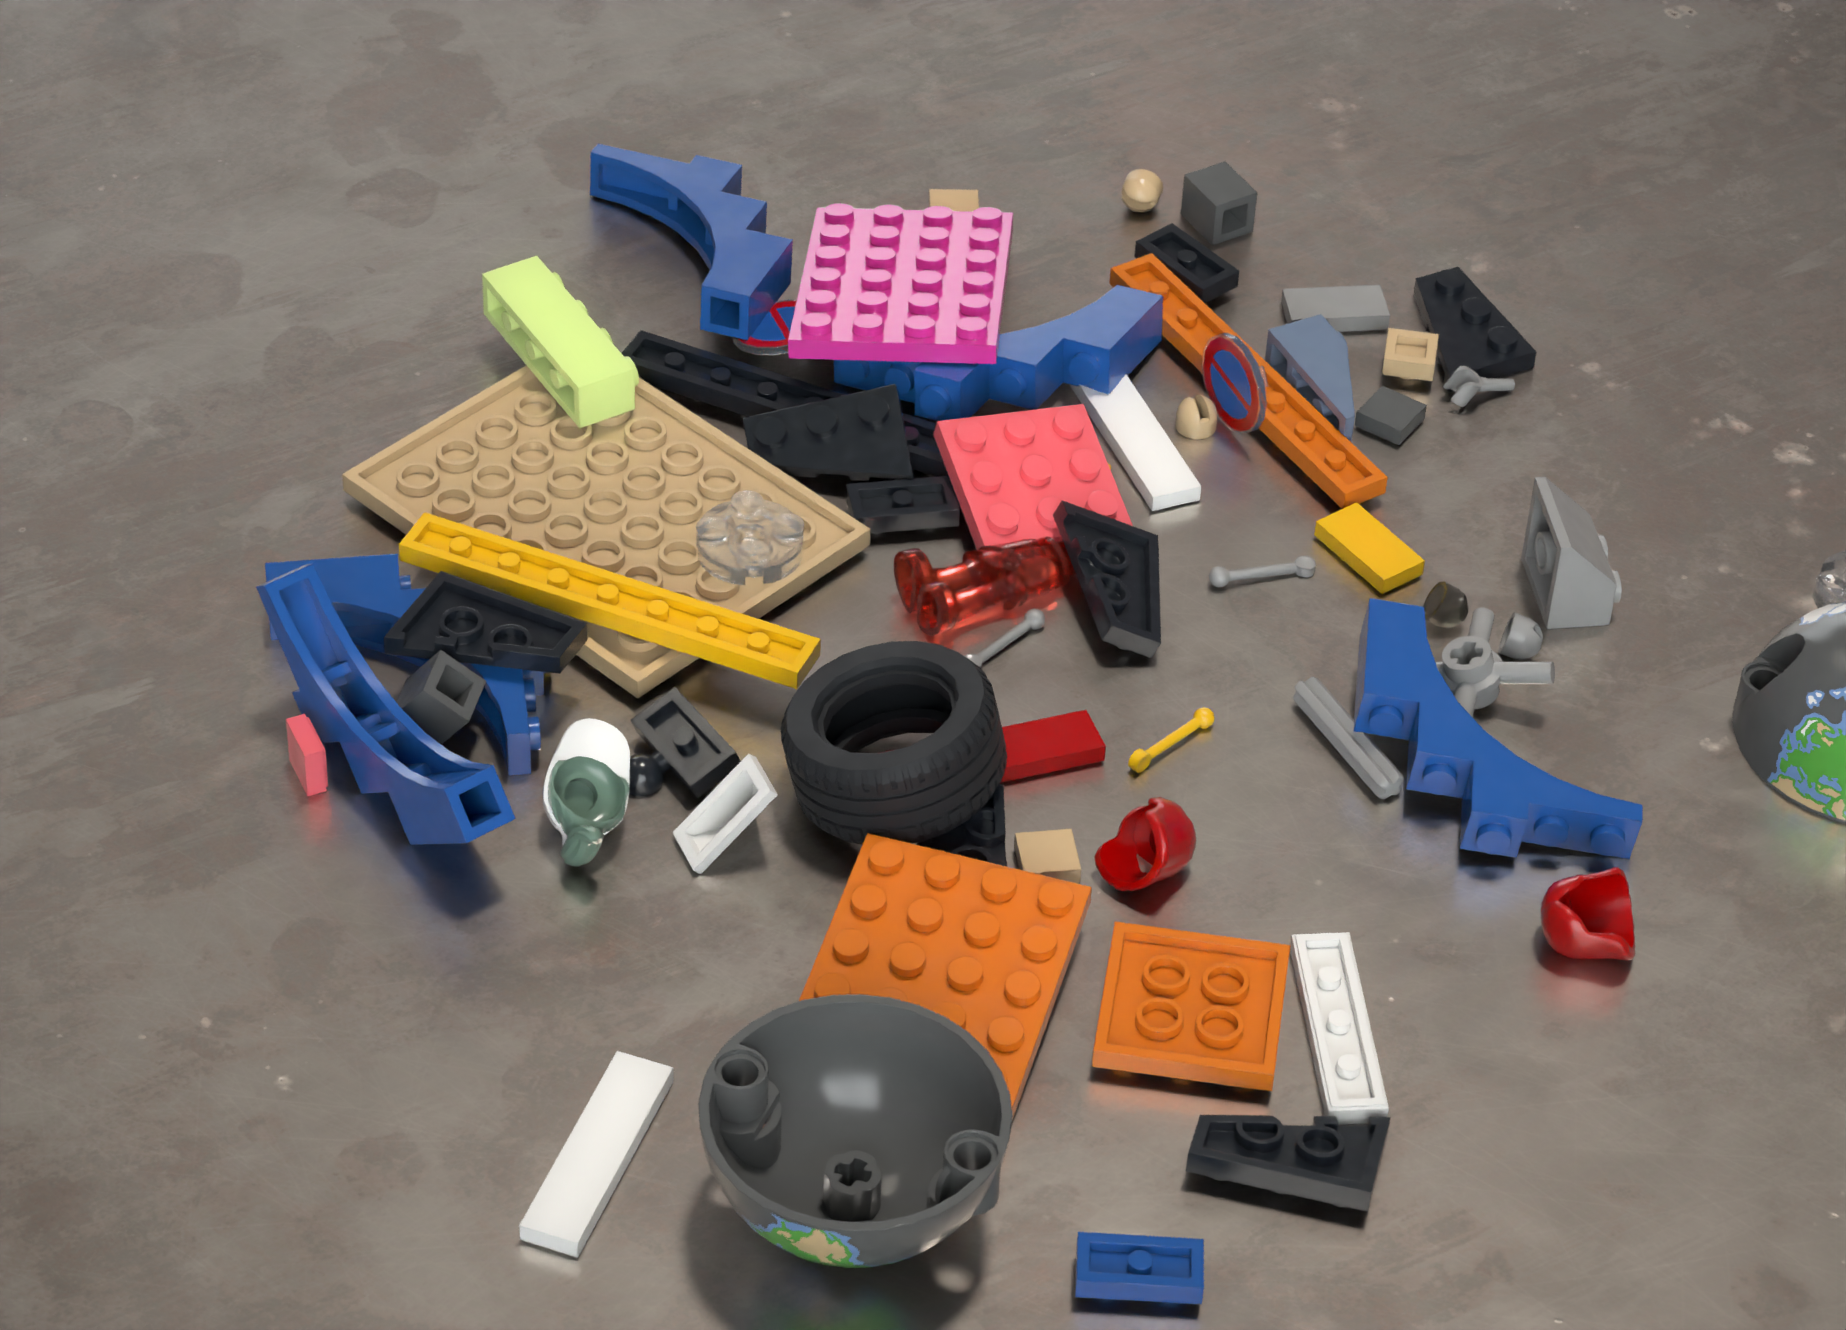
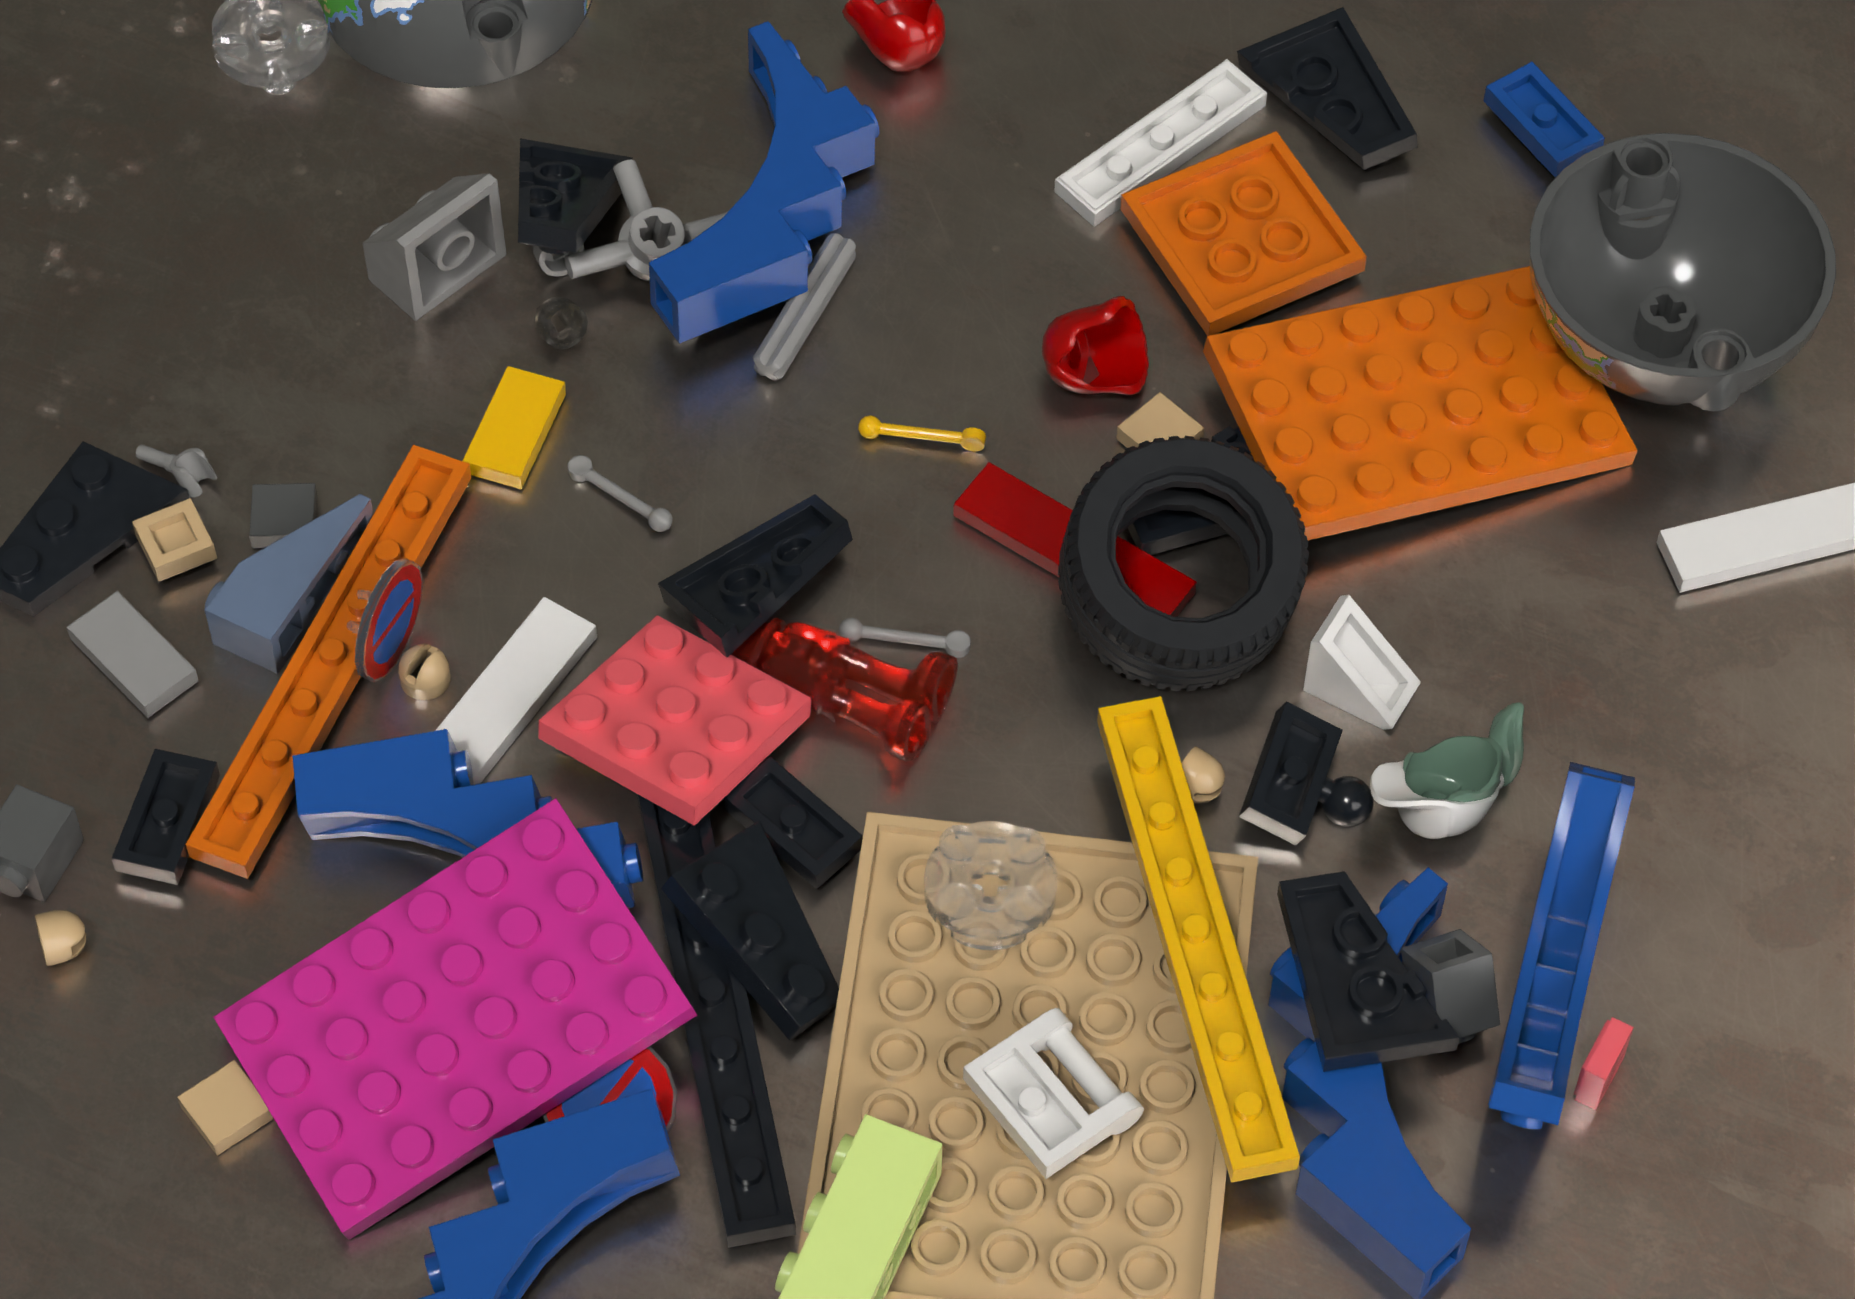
camera: 125 degrees left, 15 degrees up
(571, 468) = (1035, 1103): none -> white plate
(734, 702) = (1203, 775): none -> tan hinge
(1547, 630) = (563, 194): none -> black wing

